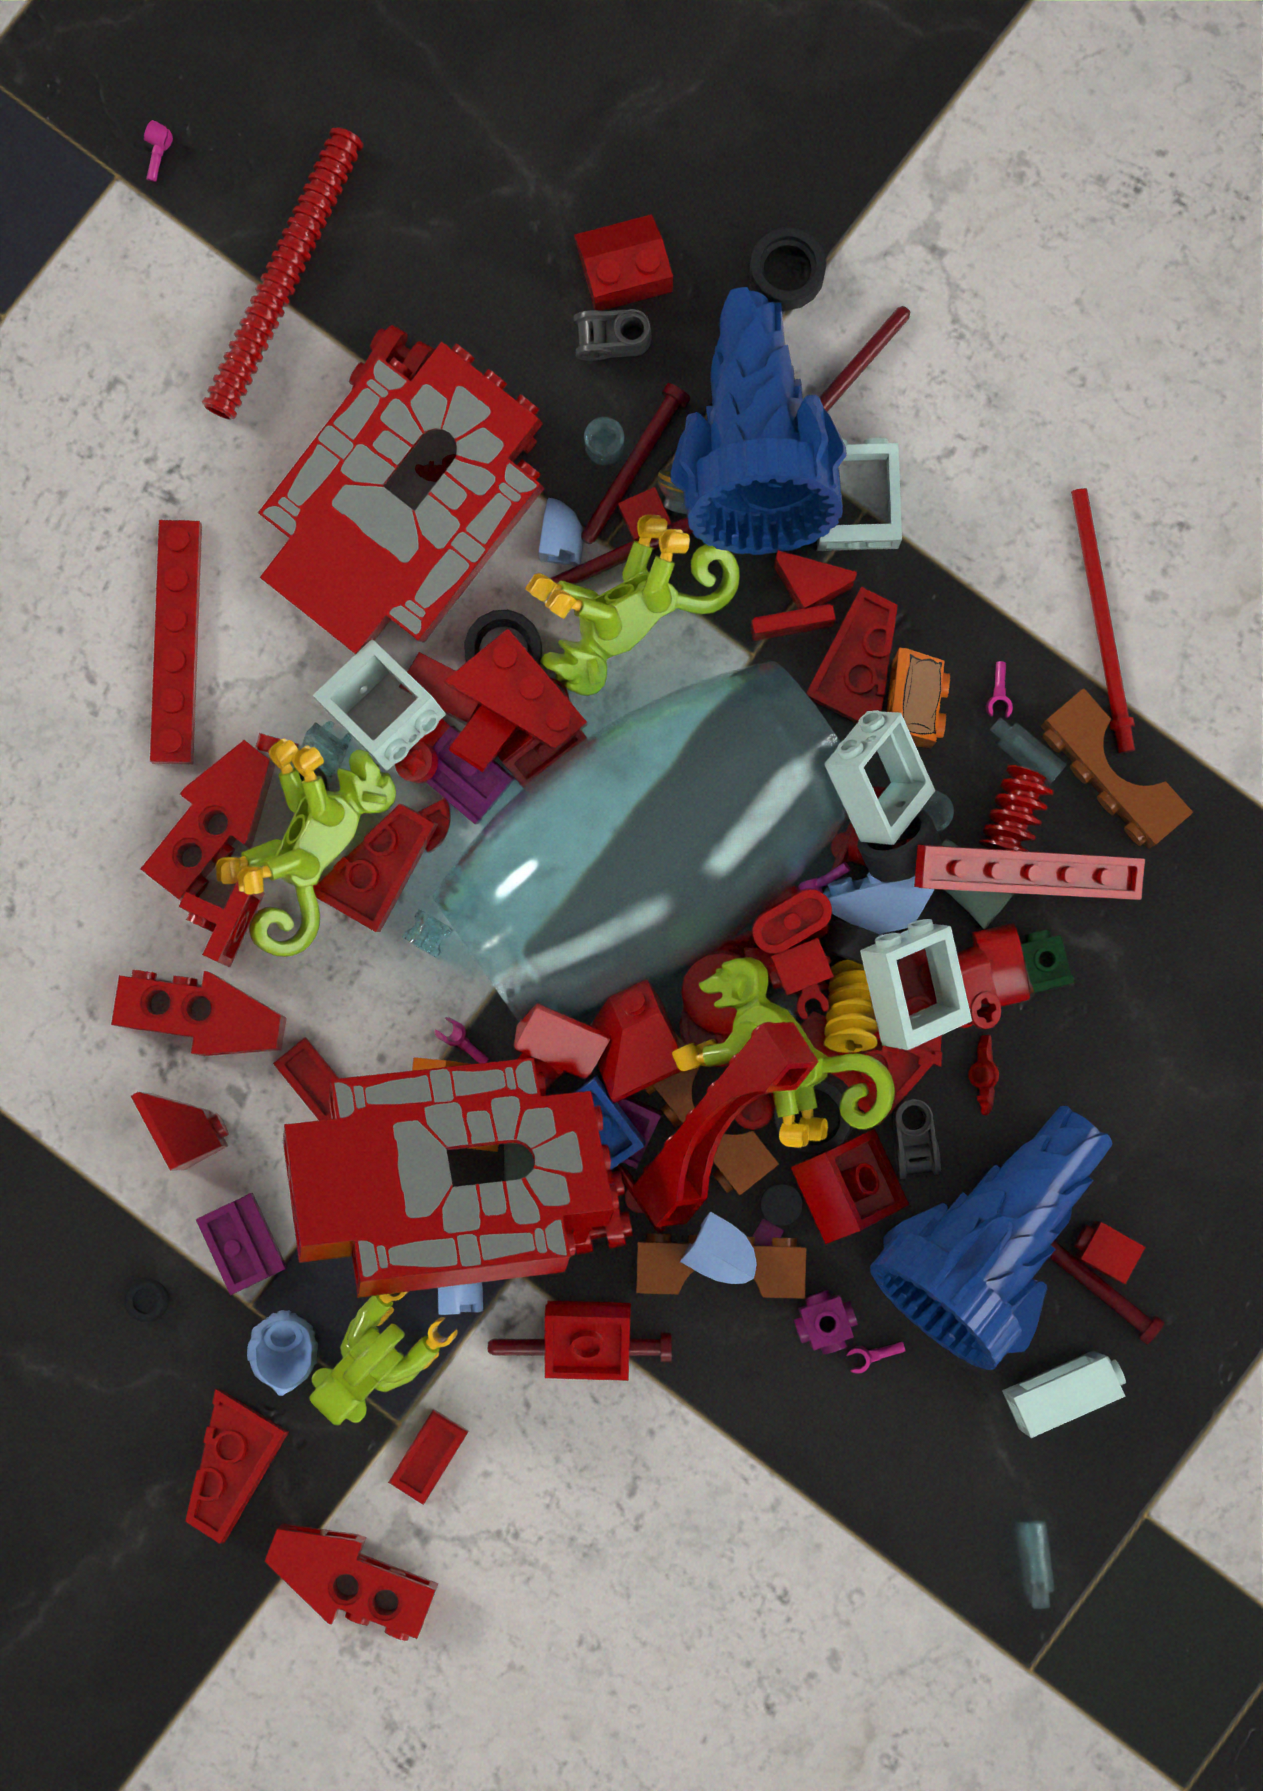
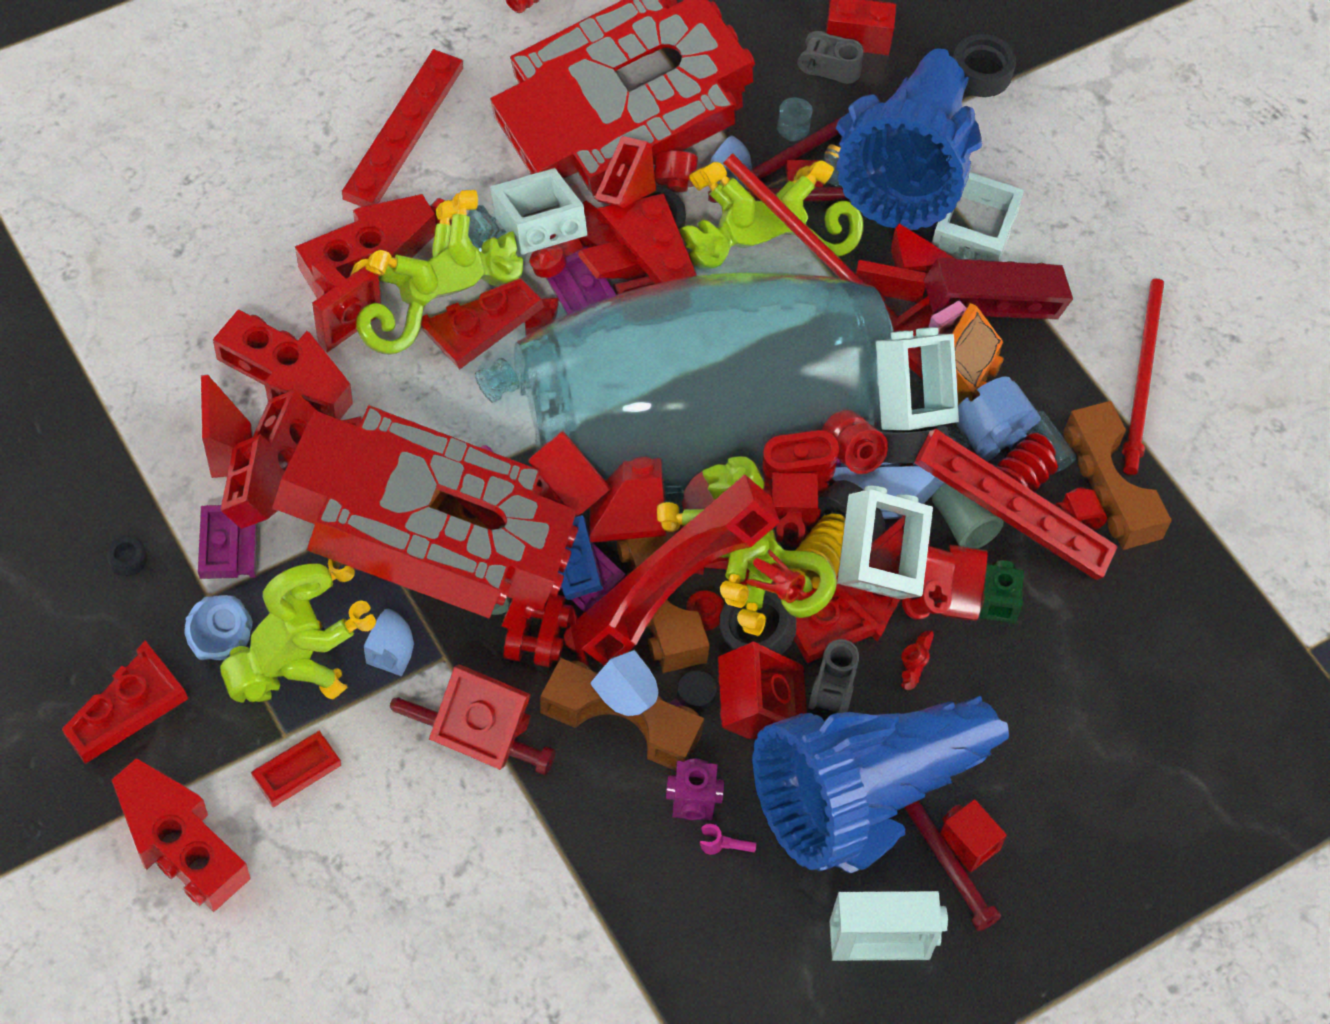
camera: 15 degrees right, 25 degrees down
(248, 1154) = (261, 461): none -> red brick
(461, 629) = (628, 174): none -> red slope
(504, 580) = (674, 170): none -> red plate
(785, 657) = (820, 249): none -> red bar
(838, 872) = (860, 443): none -> red wheel
(845, 1113) = (788, 583): none -> red piece
(864, 357) = (1017, 141): dark red bar -> none
(875, 663) = (948, 318): none -> bright pink tile
(914, 592) = (999, 287): none -> dark red brick
(972, 763) = (997, 417): none -> medium blue brick
(999, 691) = (1040, 391): dark pink hand -> none
(1092, 830) = (1085, 507): none -> red plate

